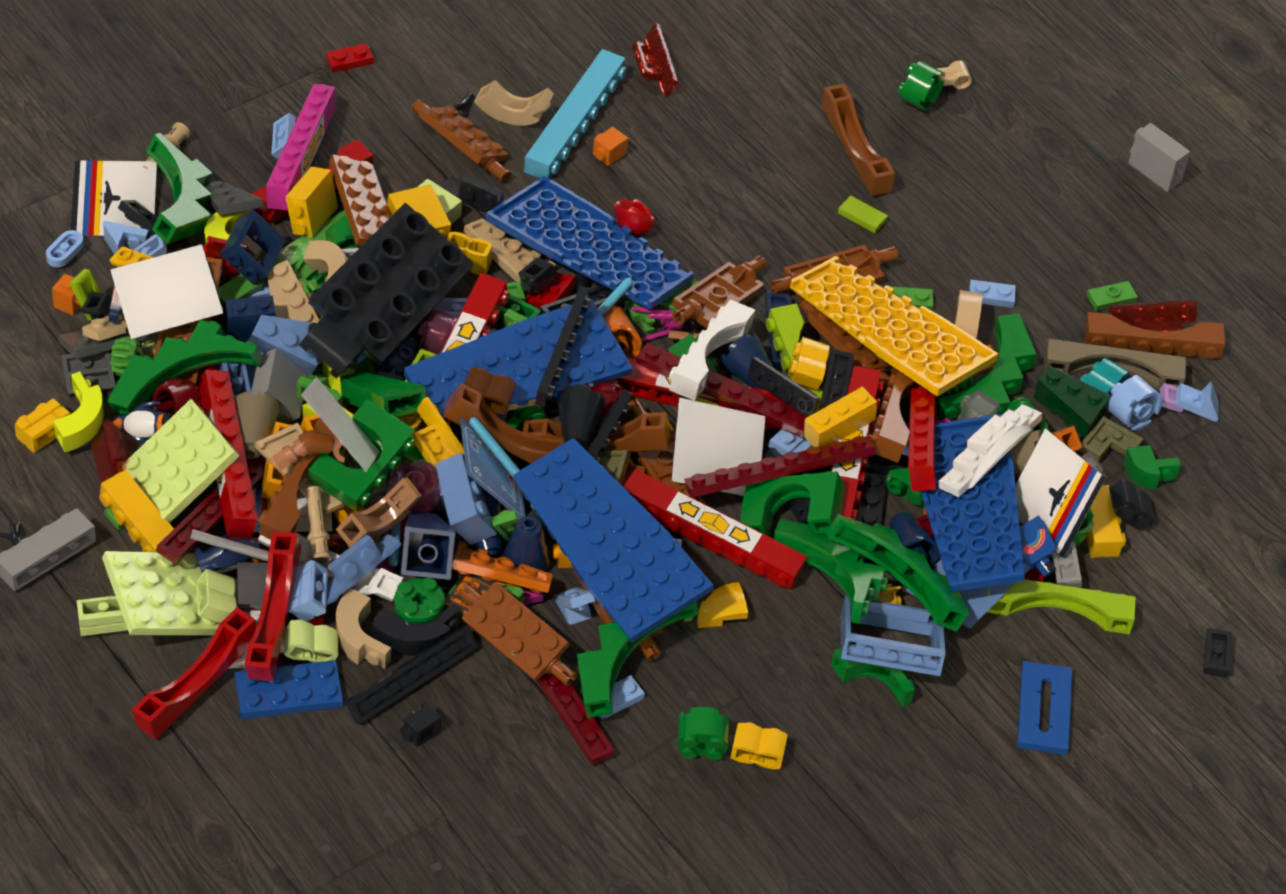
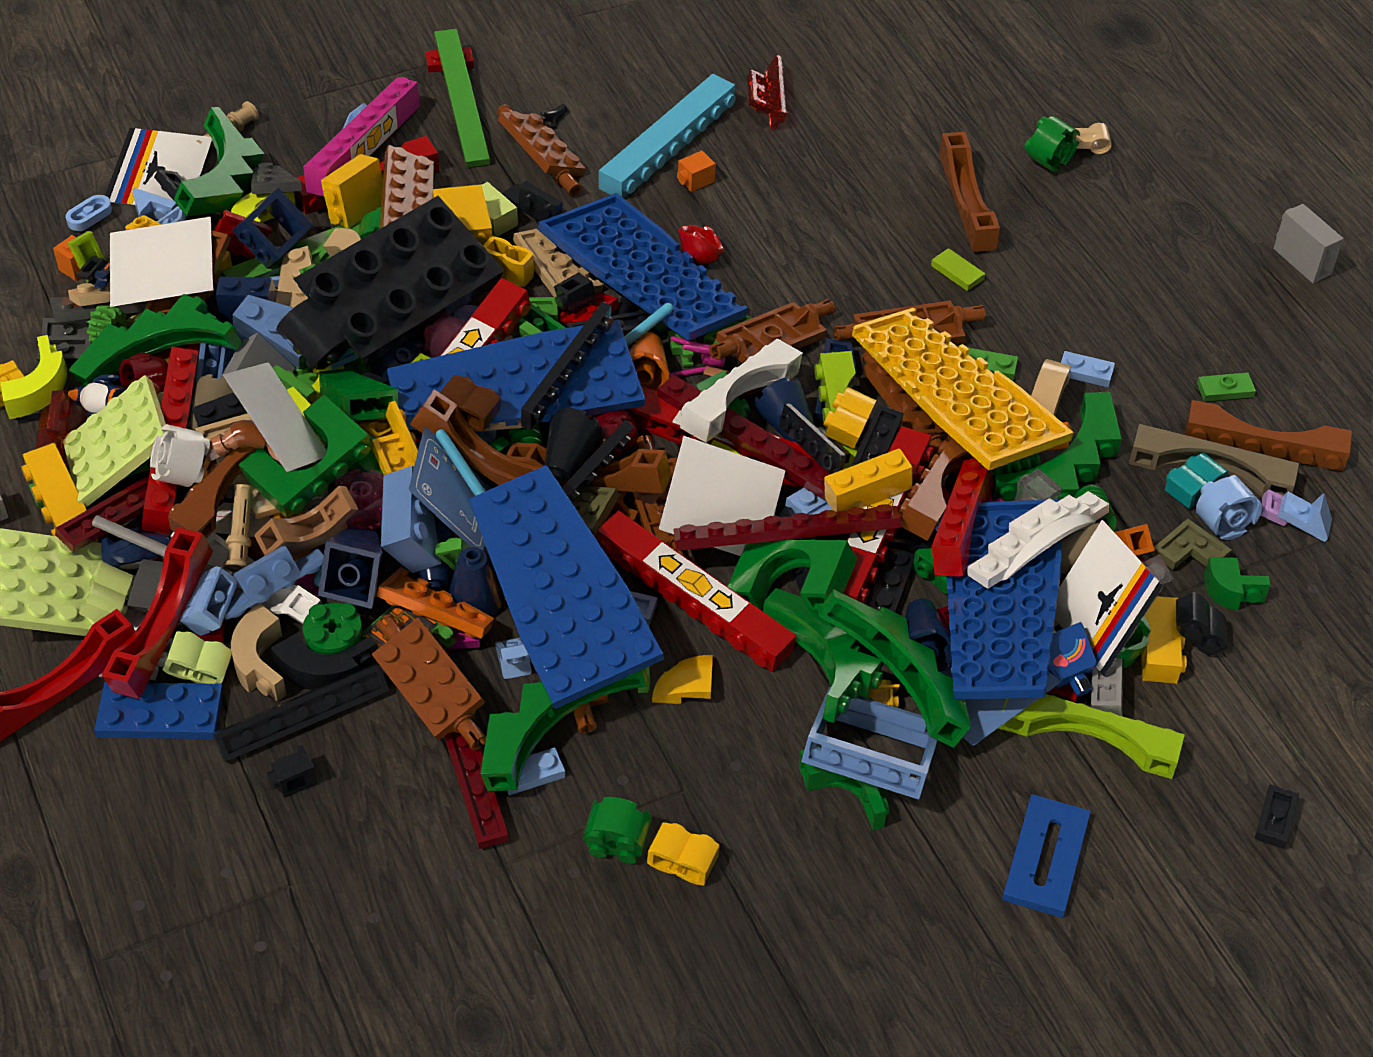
camera: 15 degrees right, 0 degrees up
(256, 468) = (179, 456): none -> white brick
(271, 422) = (218, 410): none -> black plate
(375, 96) = (462, 98): none -> bright green tile
(510, 108) = (600, 123): tan arch -> none
(1071, 400) = (1153, 495): dark green wedge -> none
(1156, 316) = (1274, 413): clear red bracket -> none

